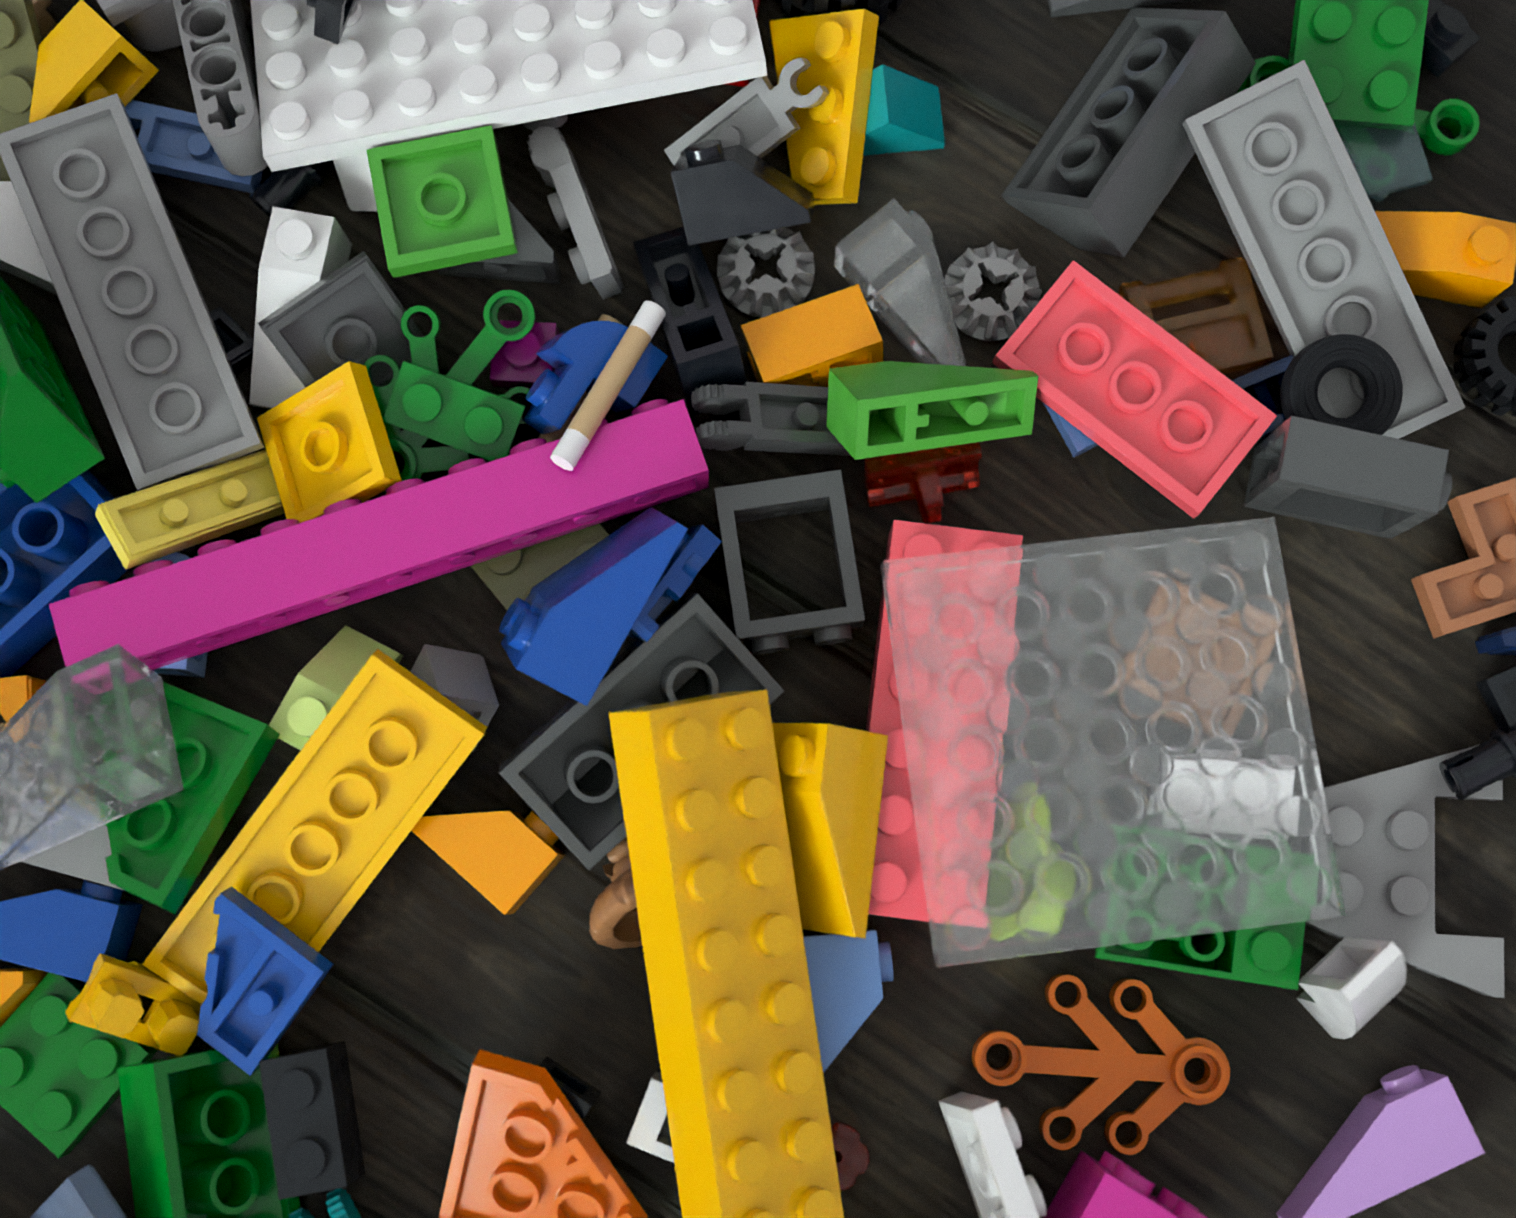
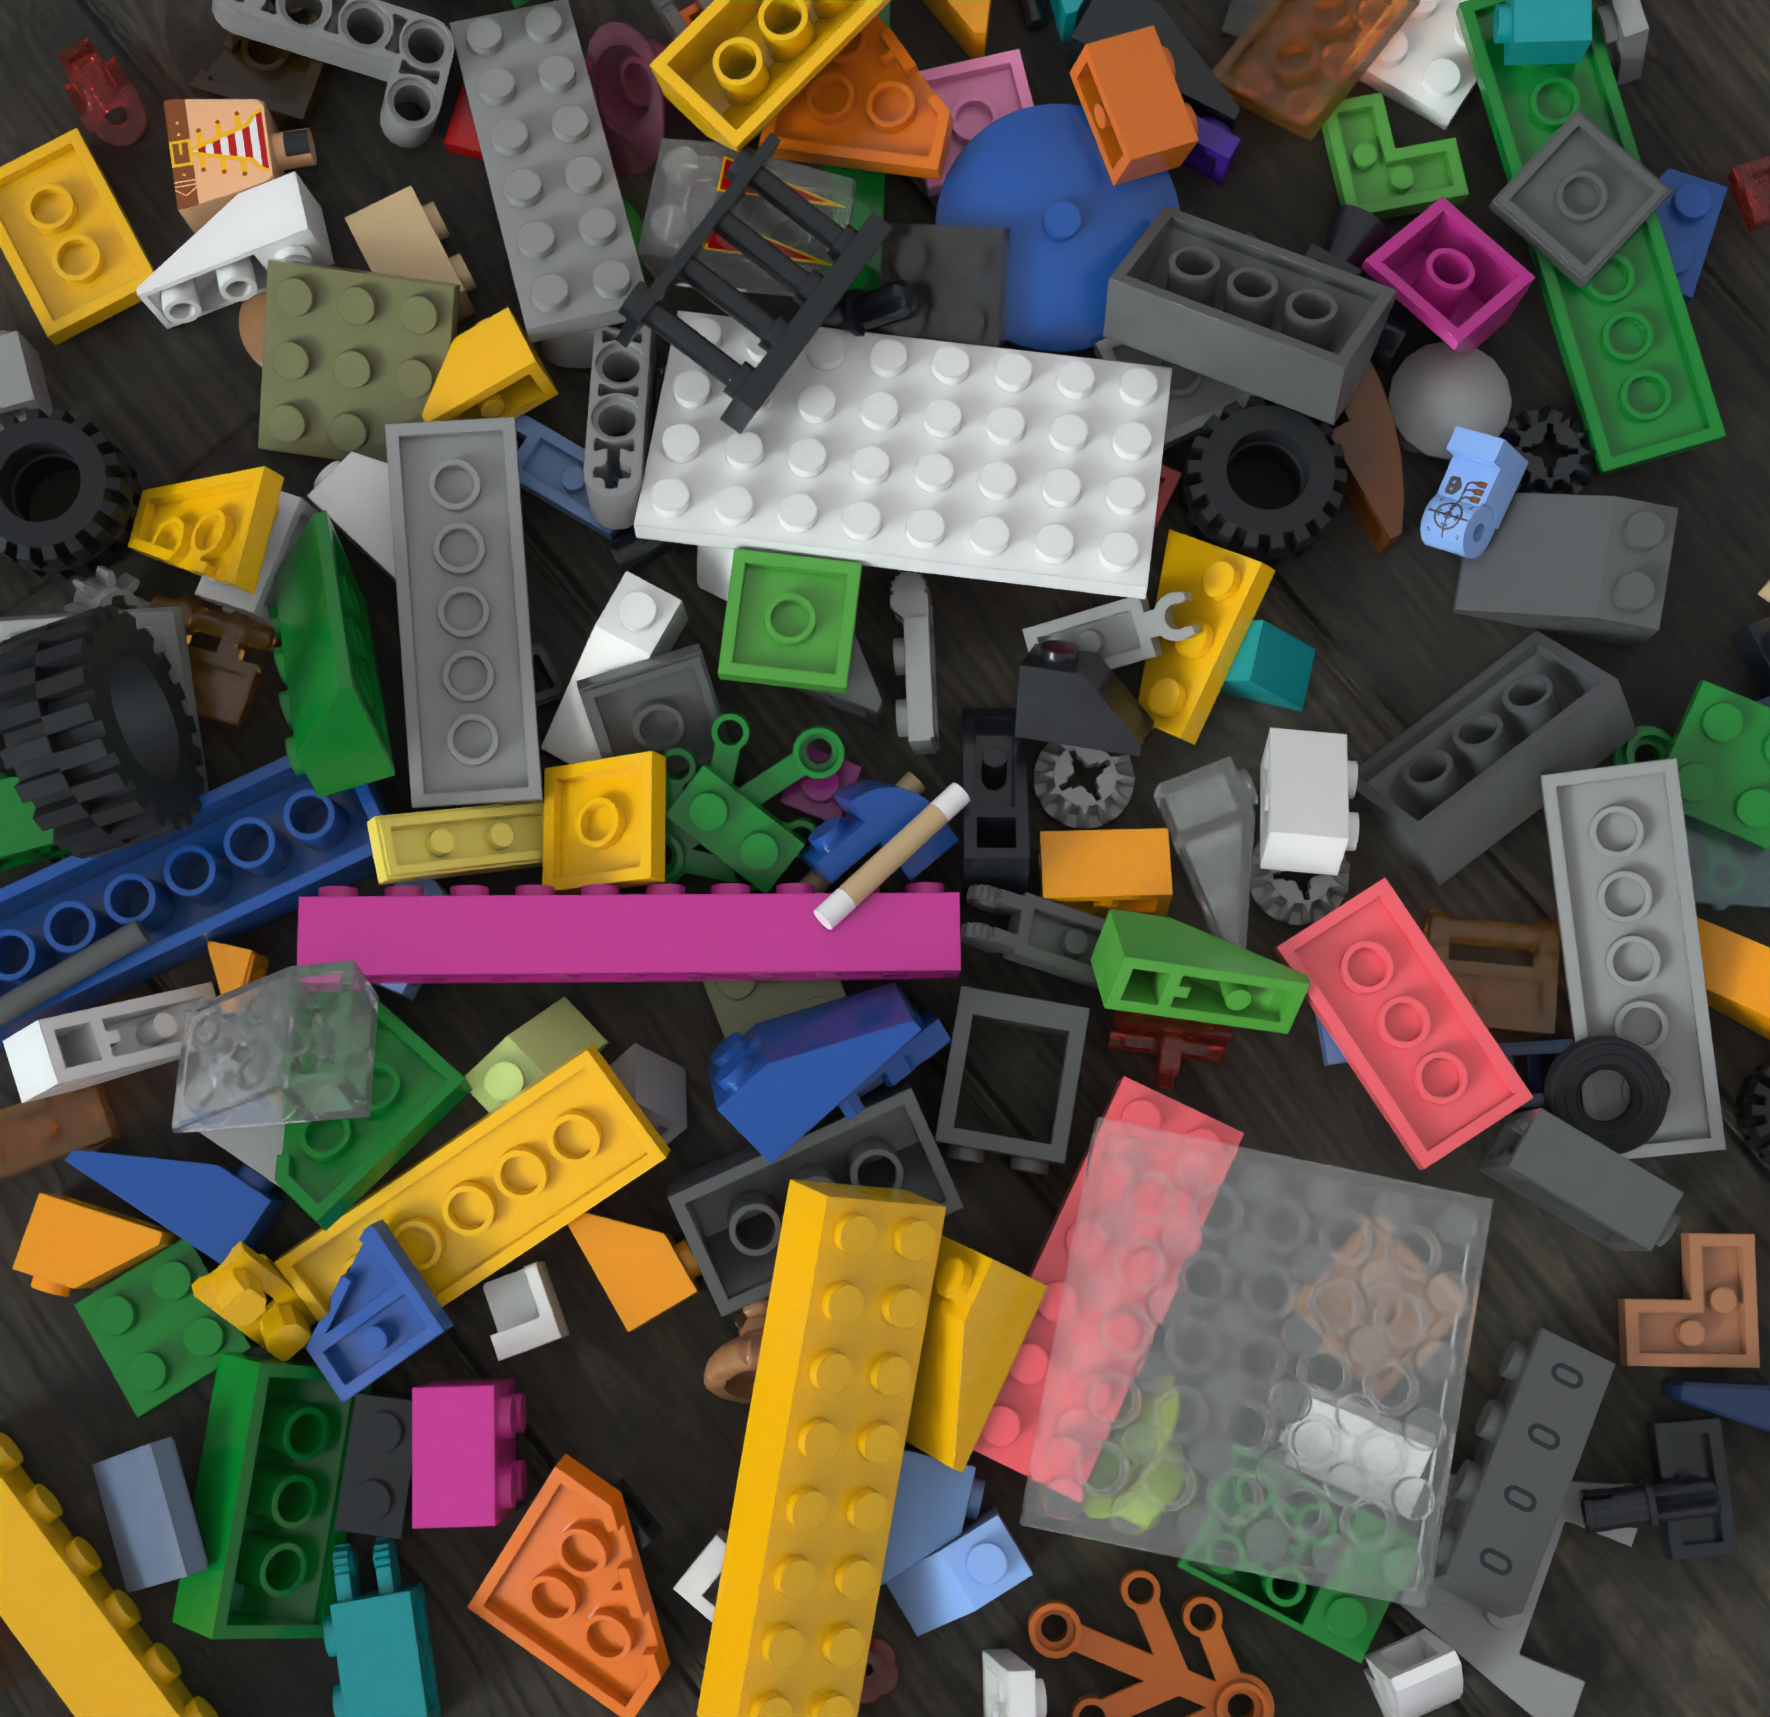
camera: 20 degrees right, 0 degrees up
(384, 1082) = (466, 1452): none -> dark pink brick
(402, 930) = (524, 1311): none -> white panel
(895, 1037) = (961, 1574): none -> light blue slope
(977, 218) = (1306, 802): none -> white brick
(1383, 762) = (1520, 1471): none -> dark grey brick

